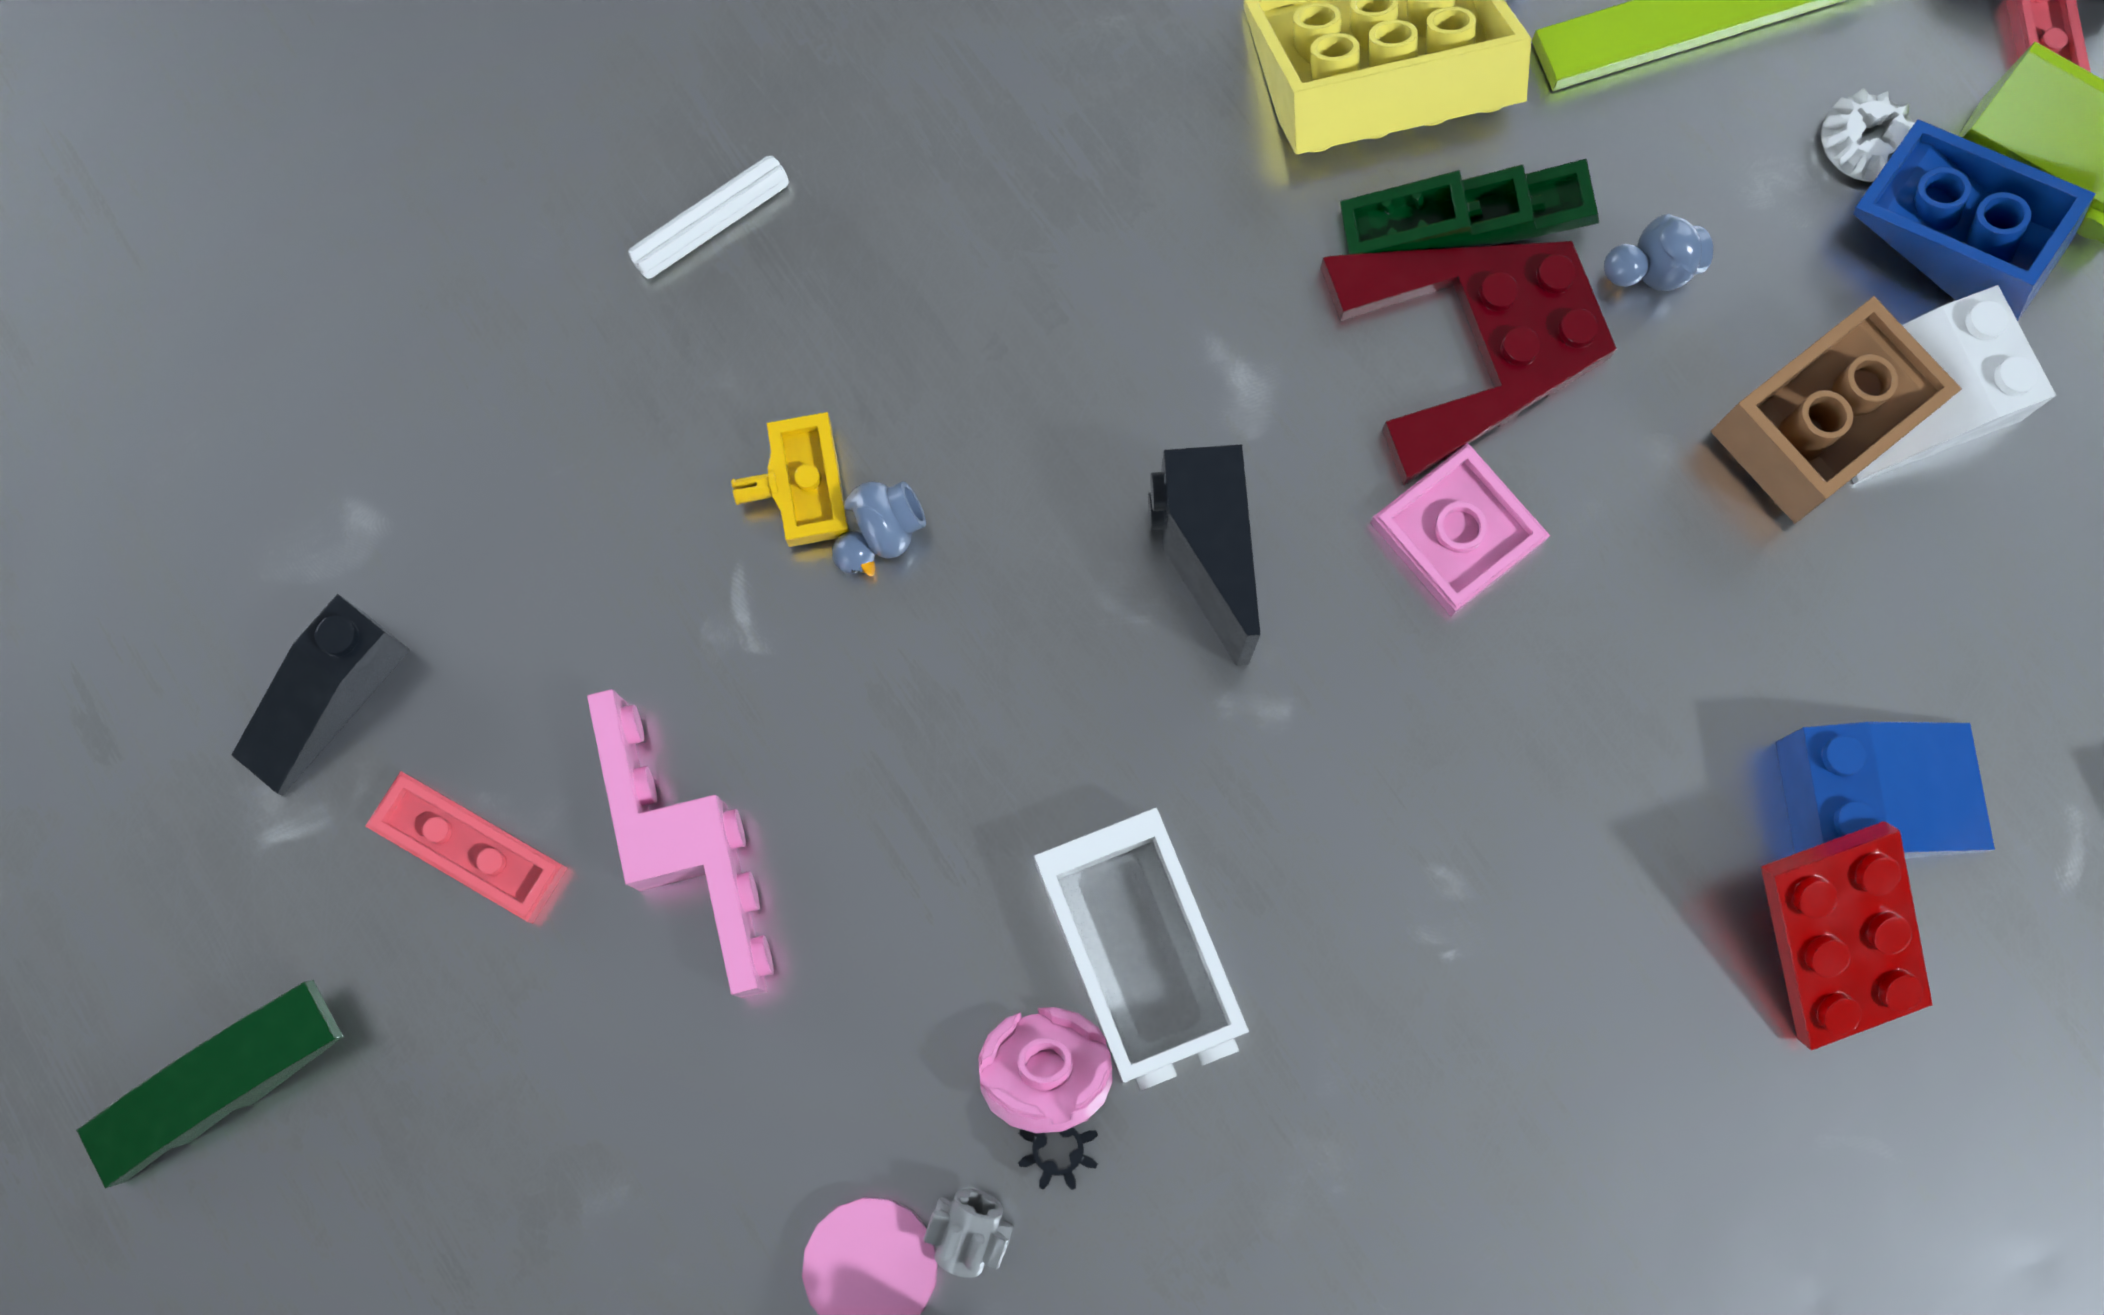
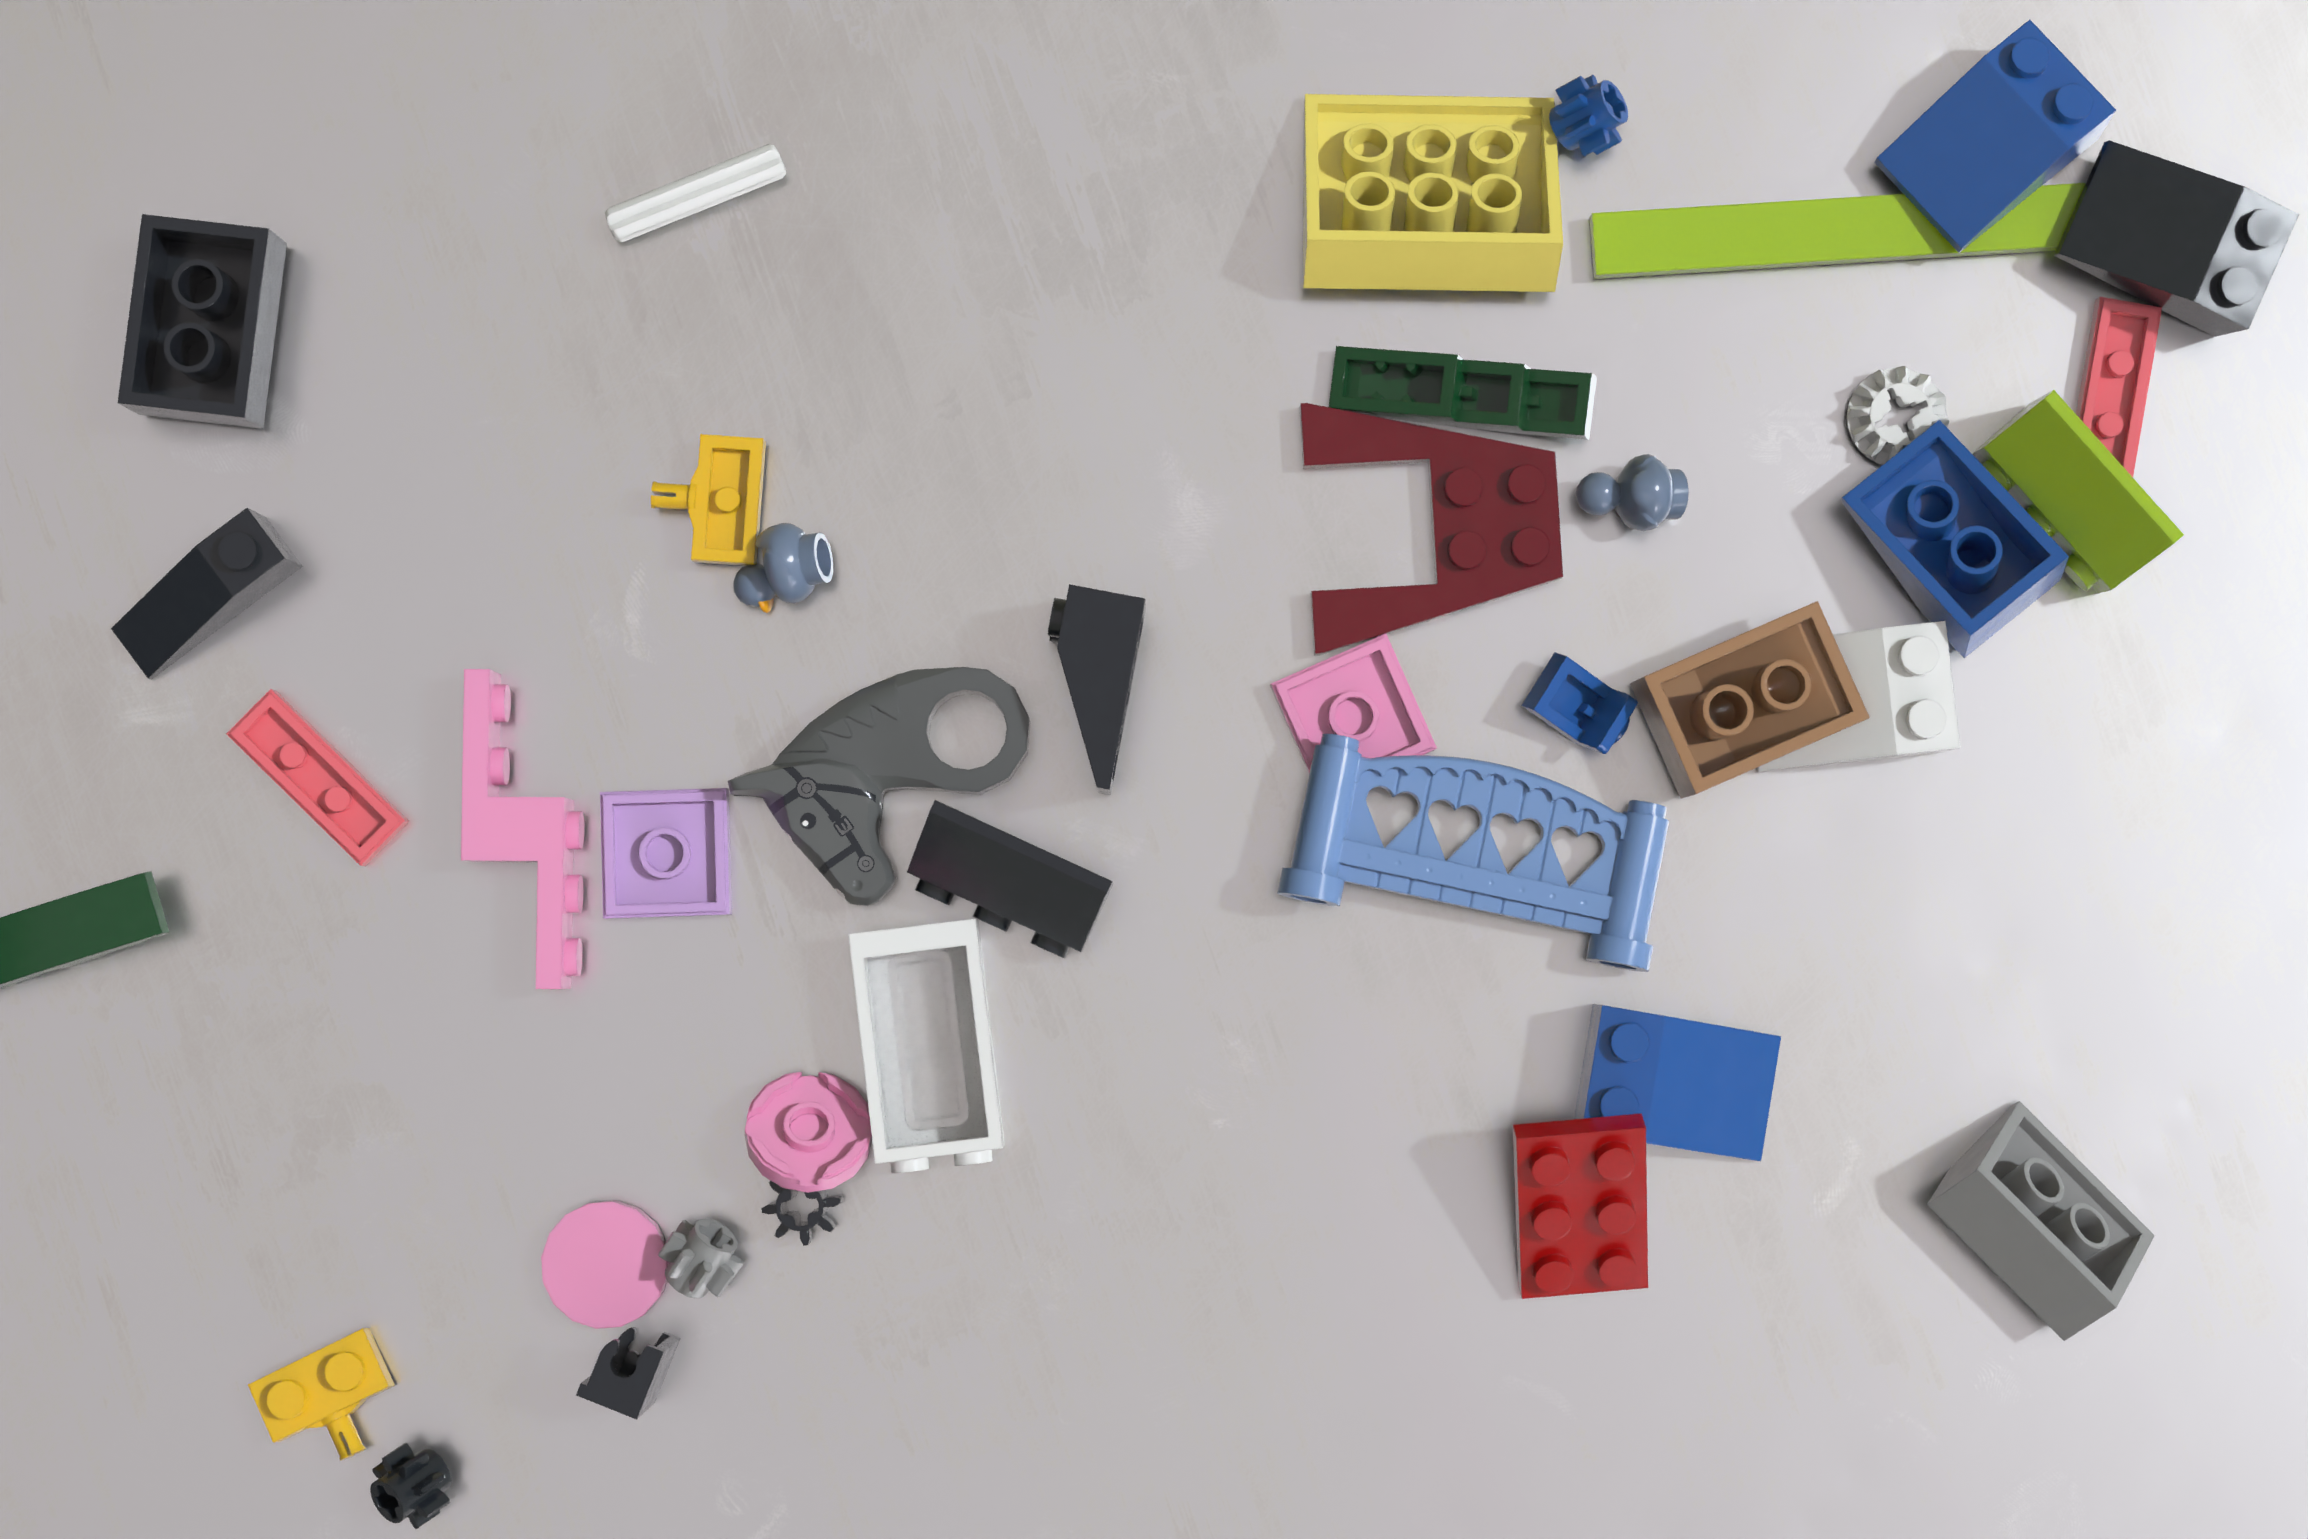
camera: 10 degrees right, 10 degrees up
(261, 438) = (202, 321): none -> black brick
(829, 831) = (665, 853): none -> lavender tile
(980, 701) = (837, 769): none -> dark grey animal
(1180, 759) = (1007, 880): none -> black slope
(1494, 644) = (1342, 845): none -> medium blue piece
(1674, 459) = (1580, 705): none -> blue bracket

